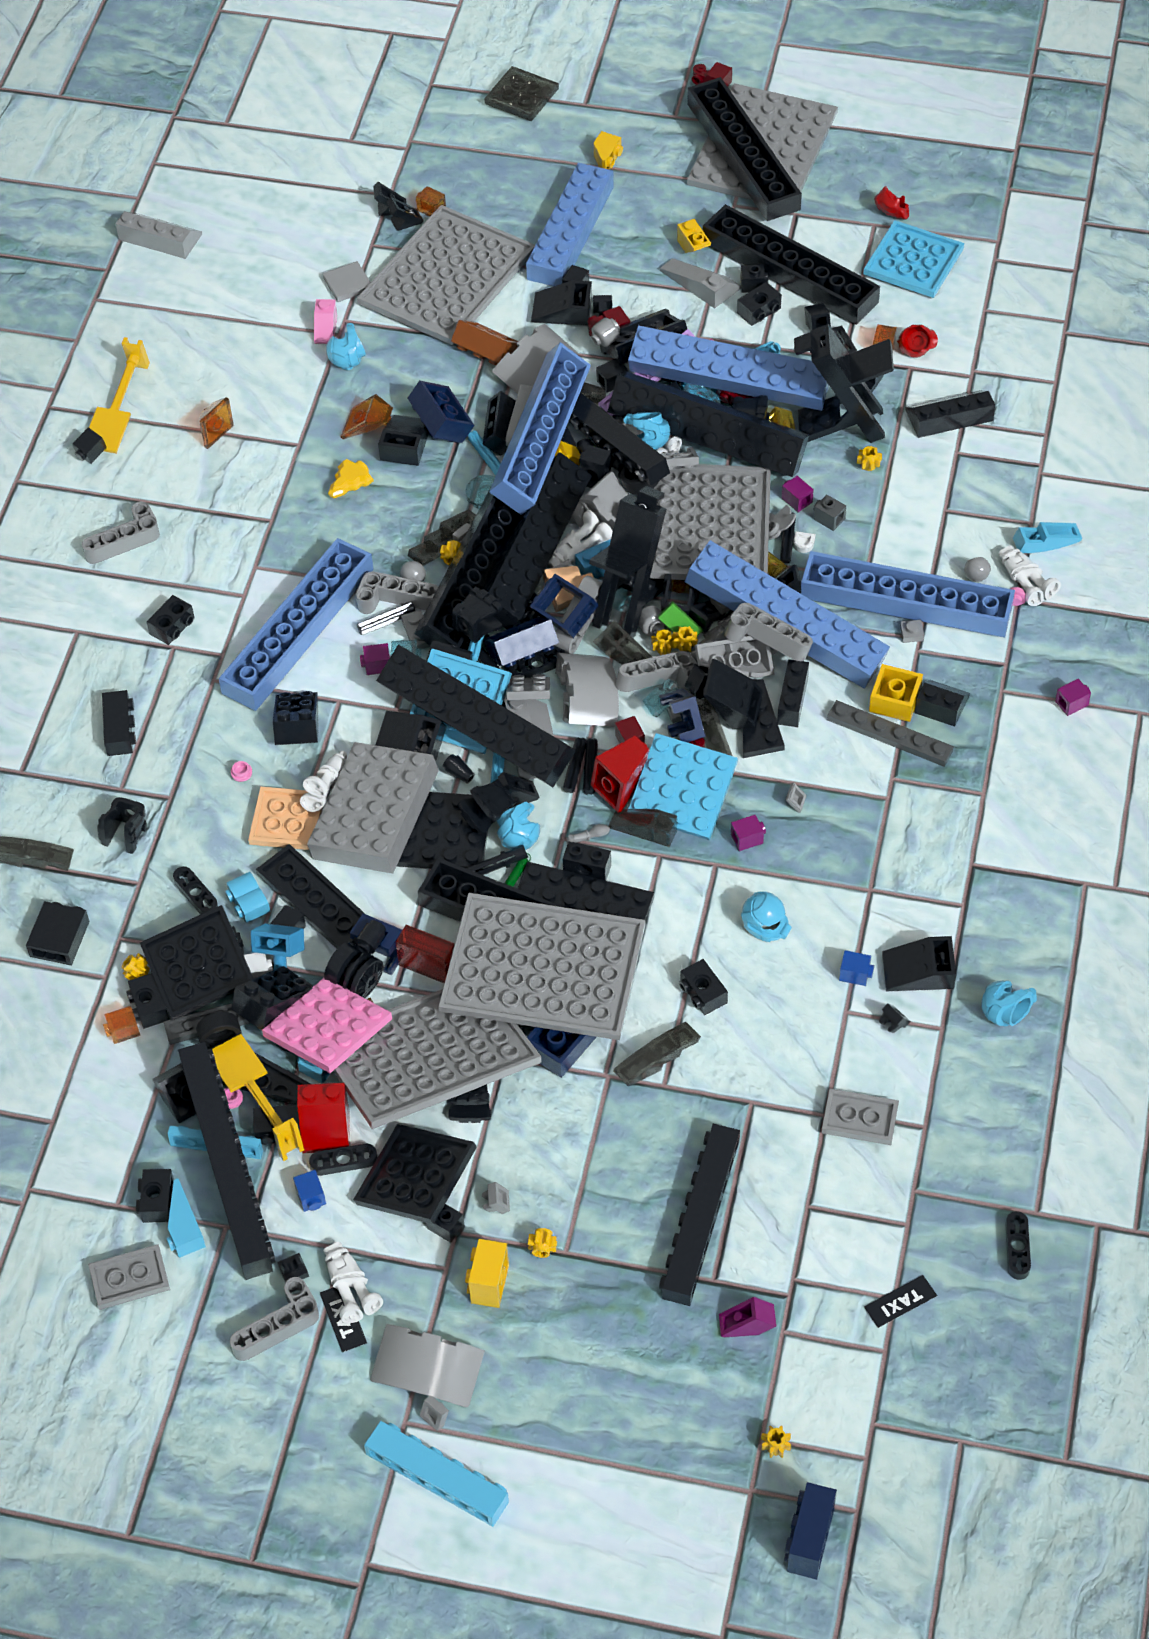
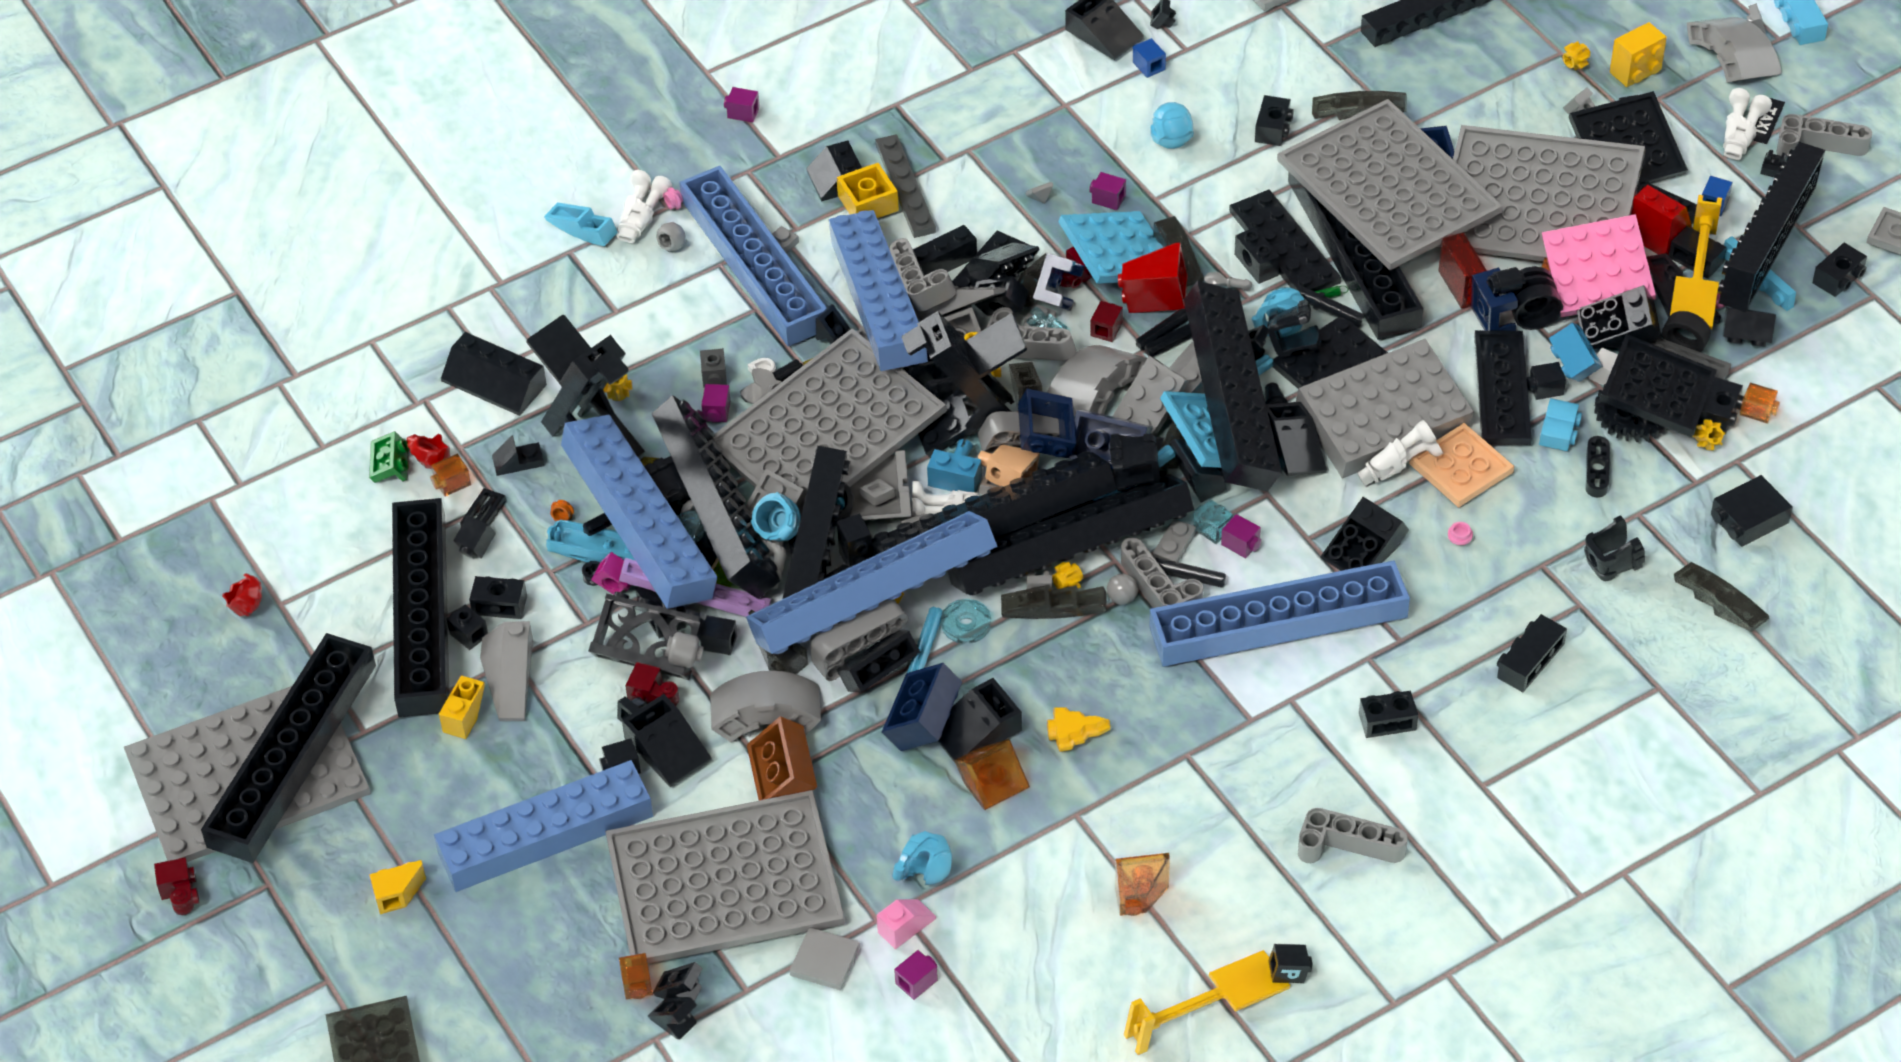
camera: 135 degrees left, 5 degrees down
(182, 1225) = (1839, 229): medium azure slope -> none
(287, 303) = (916, 974): none -> magenta brick
(913, 258) = (308, 532): medium azure plate -> none
(934, 321) = (389, 457): none -> green bracket

